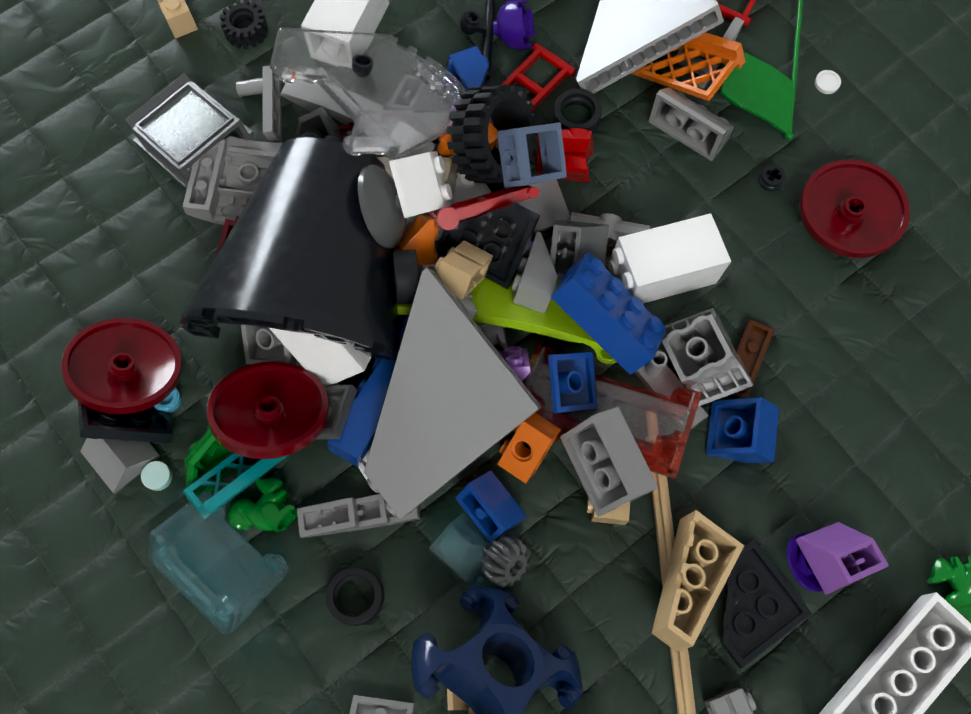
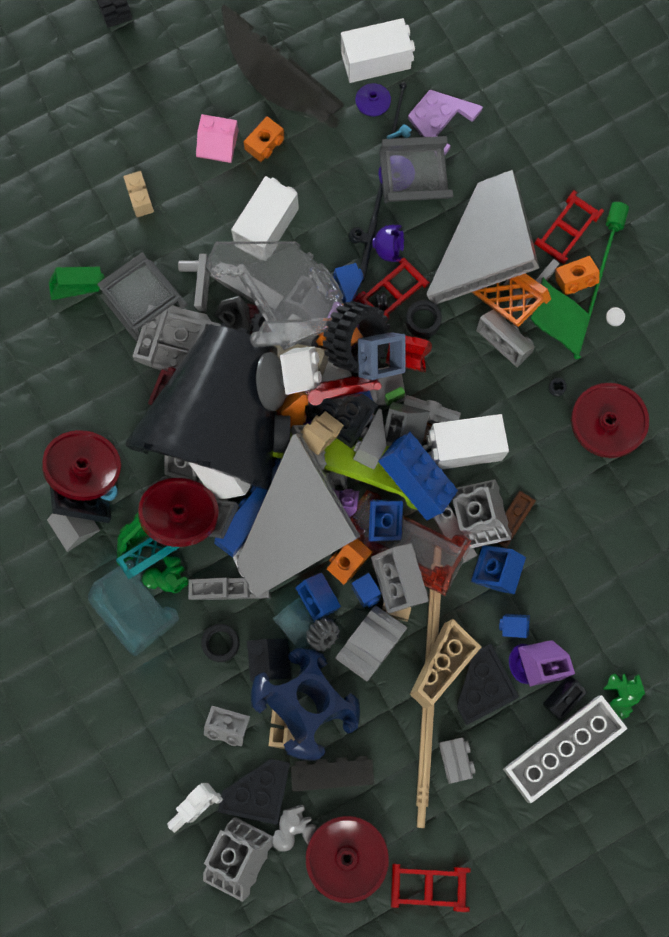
camera: 10 degrees right, 5 degrees up
(93, 123) = (74, 281): none -> green slope
(156, 476) = (96, 544): light aqua tile -> none
(241, 13) = (189, 205): black tyre -> none
(362, 65) = (271, 266): black hinge -> none
(431, 608) = (269, 657): none -> black slope
(557, 211) = (394, 396): none -> bright green tile
(561, 487) = (366, 591): none -> blue brick
(581, 564) = (371, 643): none -> light grey slope
(770, 34) = (577, 275): none -> orange brick
(784, 508) = (515, 625): none -> blue brick
(875, 604) = (565, 698): none -> black slope

